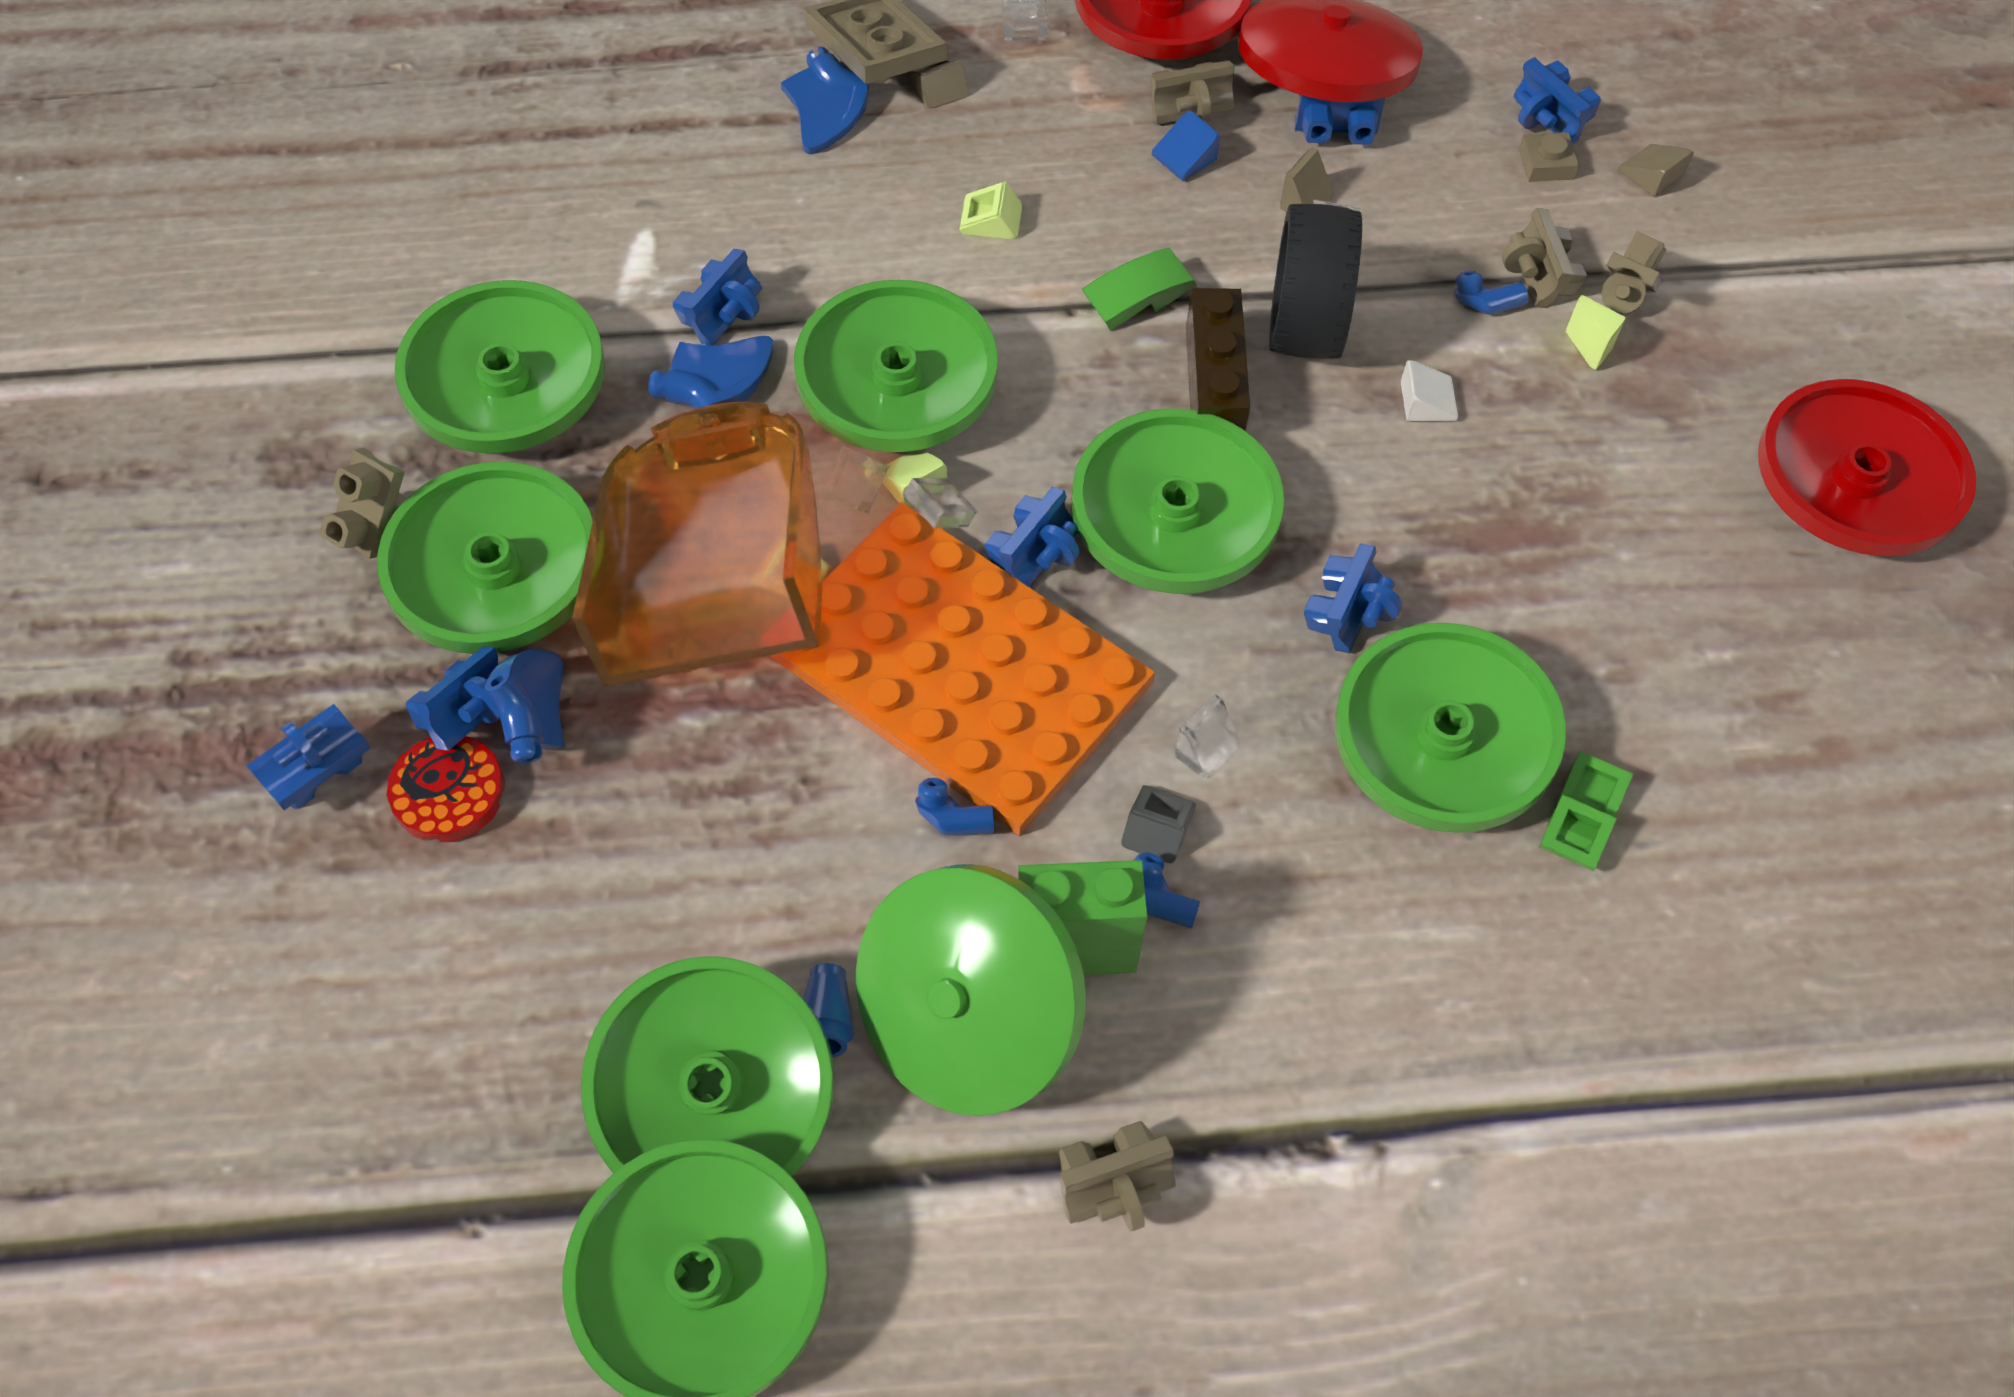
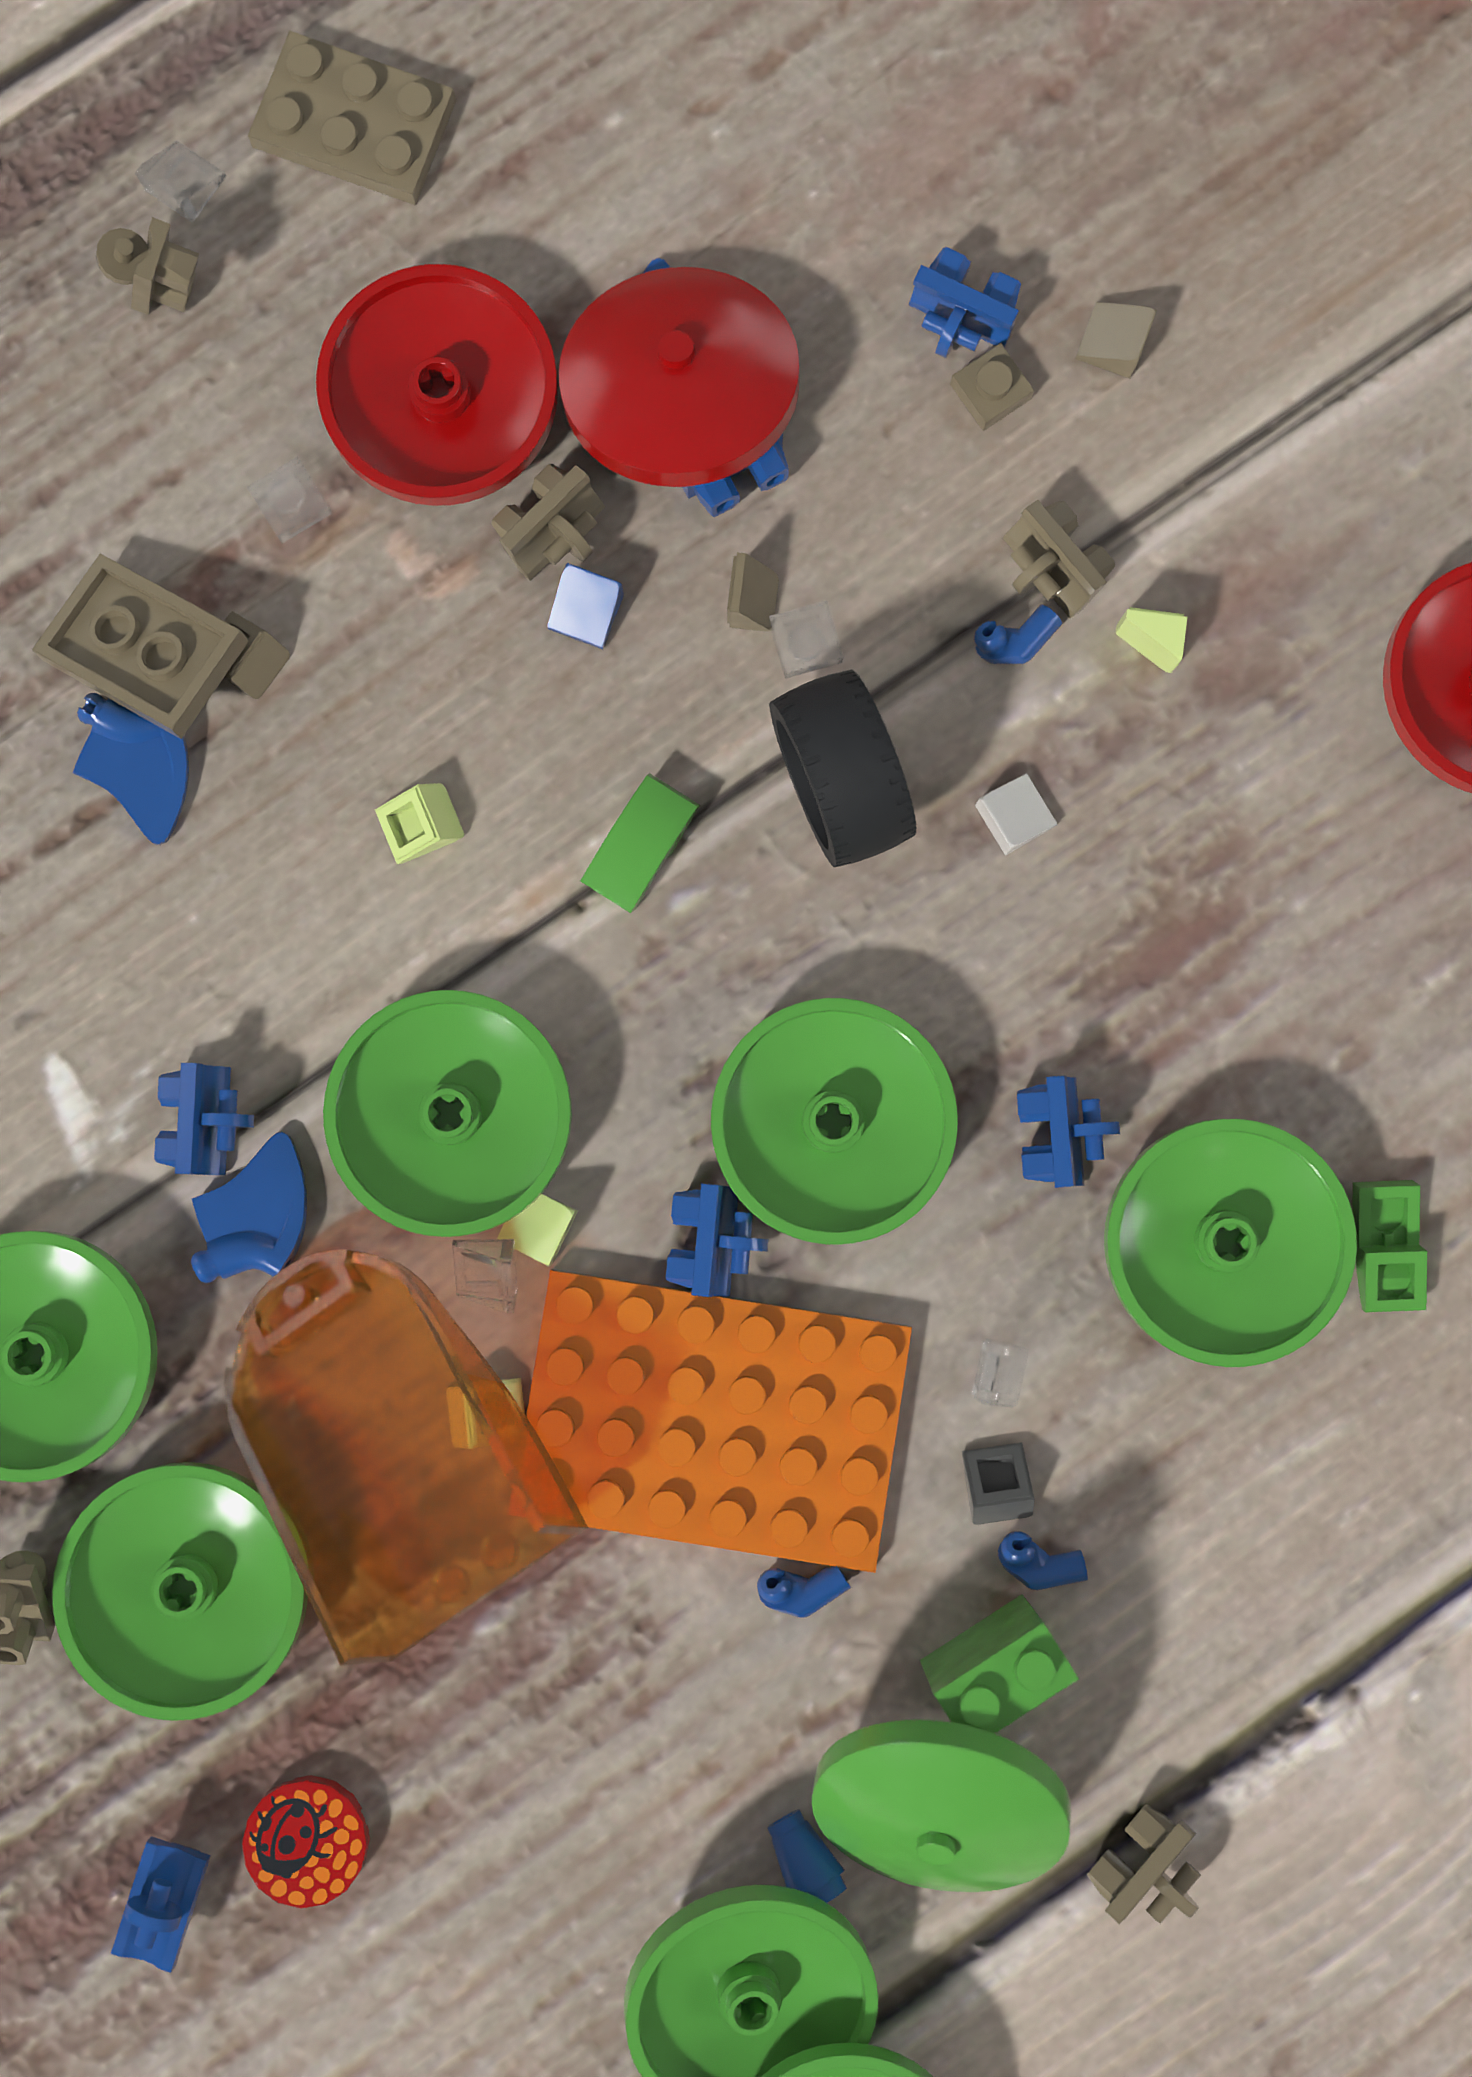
camera: 30 degrees left, 25 degrees up
(457, 701) = (269, 1758): blue hips -> none
(527, 701) = (331, 1728): blue arm -> none
(939, 503) = (591, 1252): clear plate -> none
(1217, 355) = (782, 913): dark brown brick -> none
(1633, 274) = (1166, 532): dark tan hips -> none

